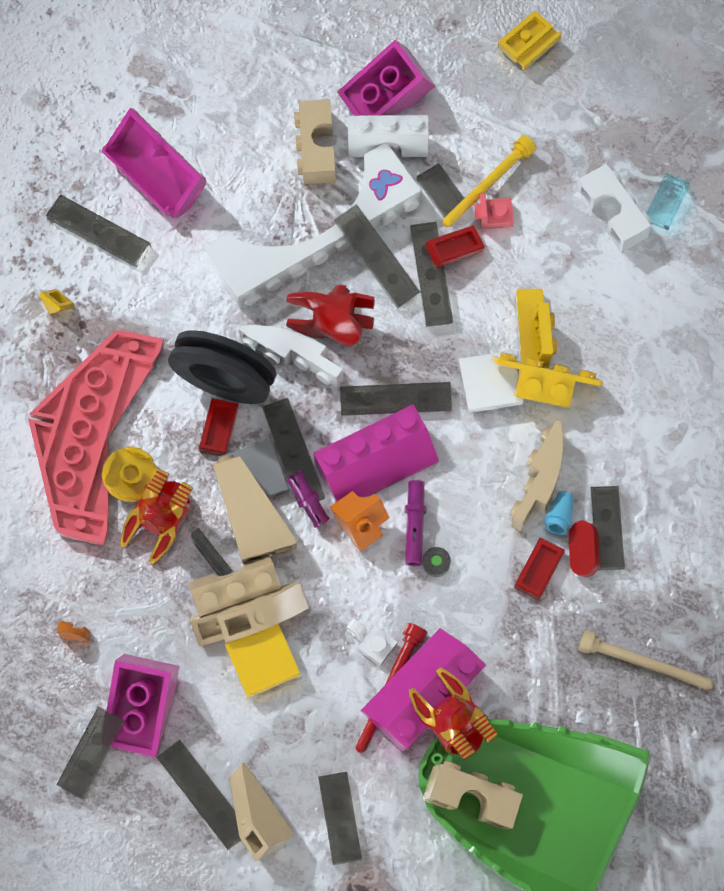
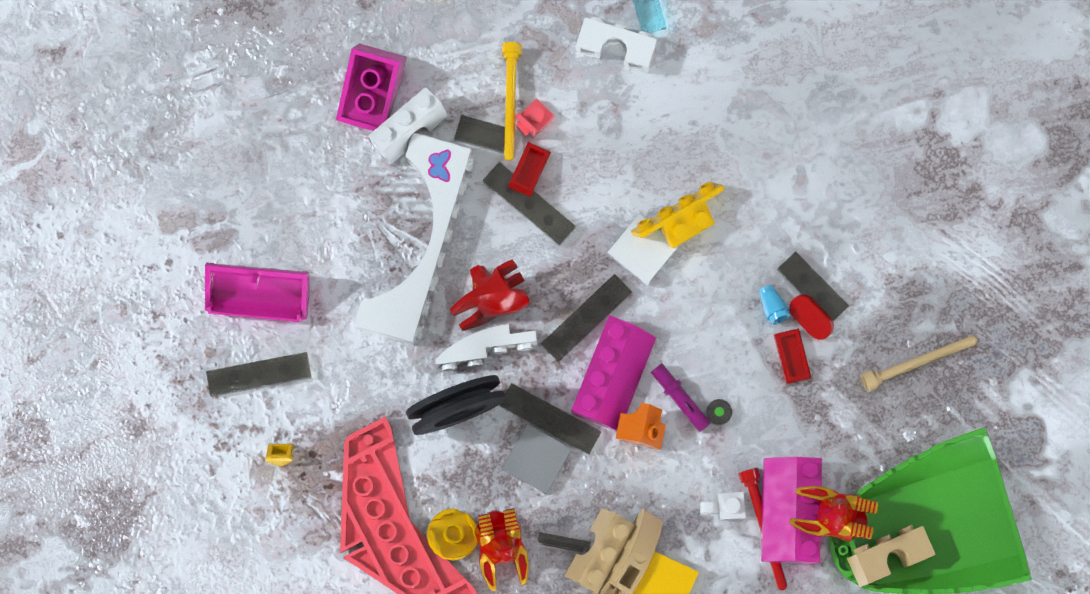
camera: 40 degrees left, 10 degrees up
(218, 427) = (481, 446): red tile -> none
(251, 514) = (567, 491): tan slope -> none
(307, 499) = (594, 445): magenta pin -> none
(314, 122) = (372, 190): tan arch -> none
(376, 256) = (483, 225): clear smoke tile -> none
(535, 326) = (639, 183): yellow bracket -> none
(545, 468) = (736, 280): tan slope -> none

